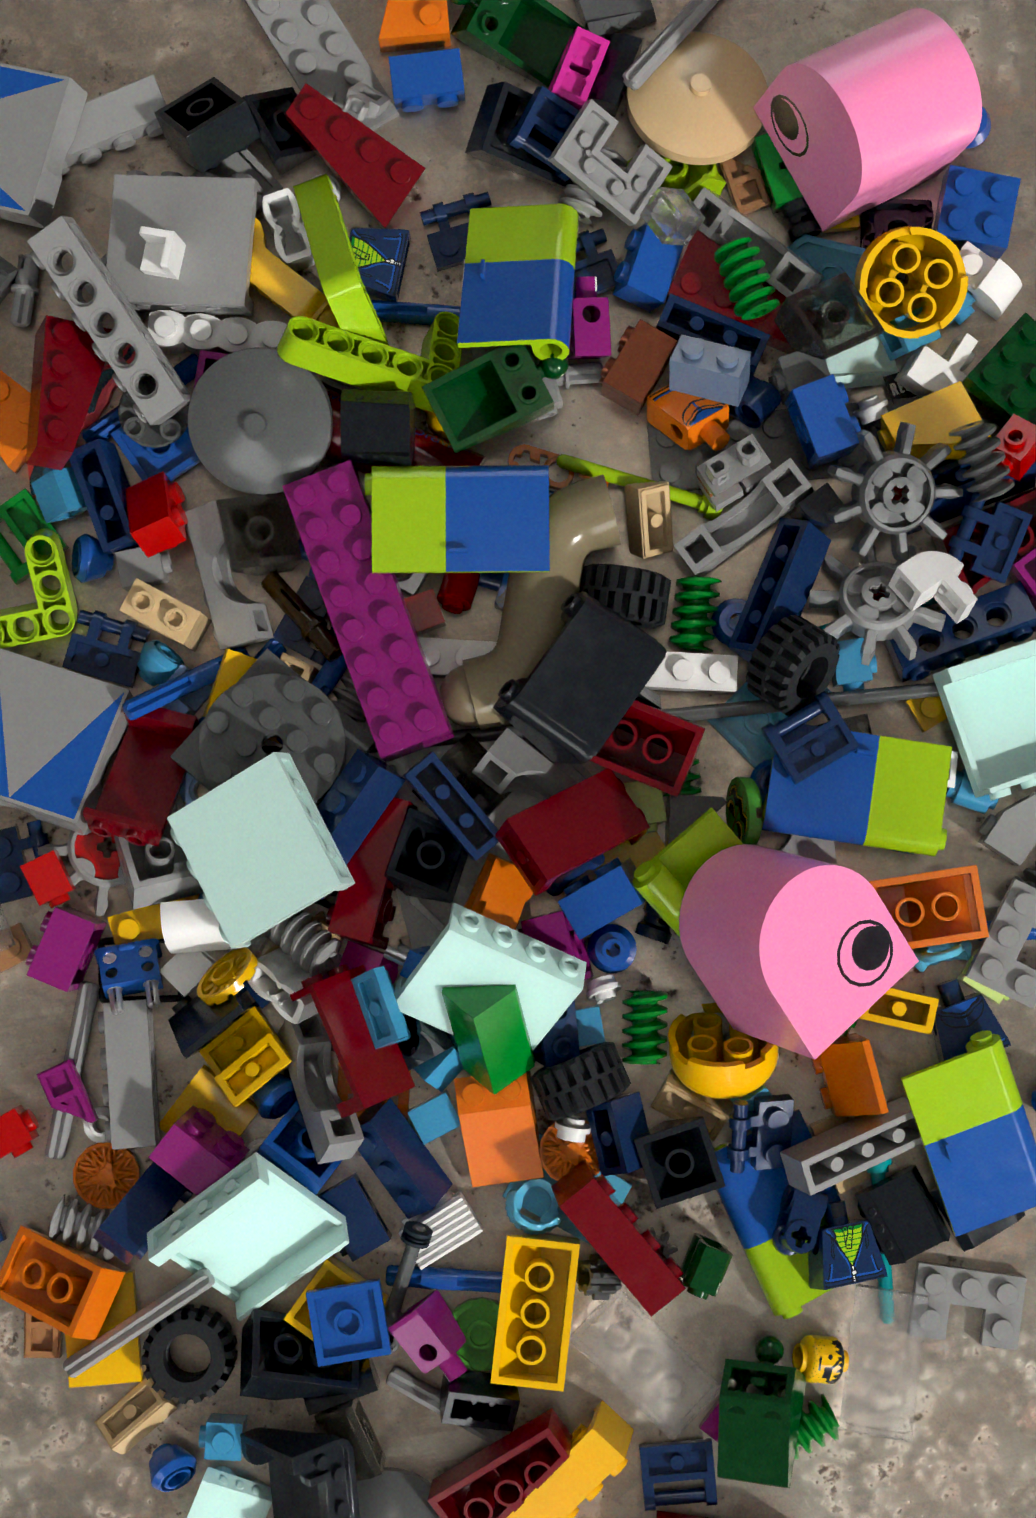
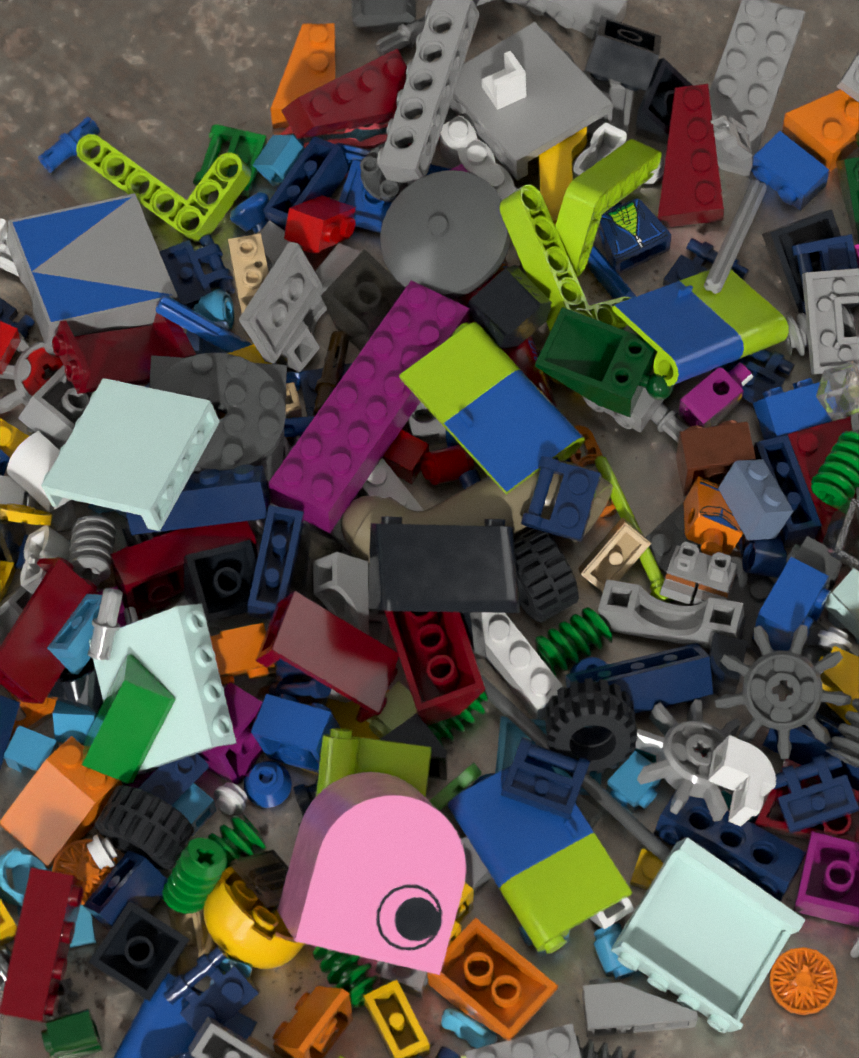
camera: 50 degrees right, 20 degrees down
(214, 611) = (281, 302): none -> light grey tile
(401, 990) = (105, 625): none -> light grey axle
(455, 179) = (735, 236): none -> light grey axle
(603, 526) = (572, 502): none -> dark blue plate
(659, 1075) = (194, 875): none -> green piece
(694, 1014) = (264, 875): none -> clear smoke piece

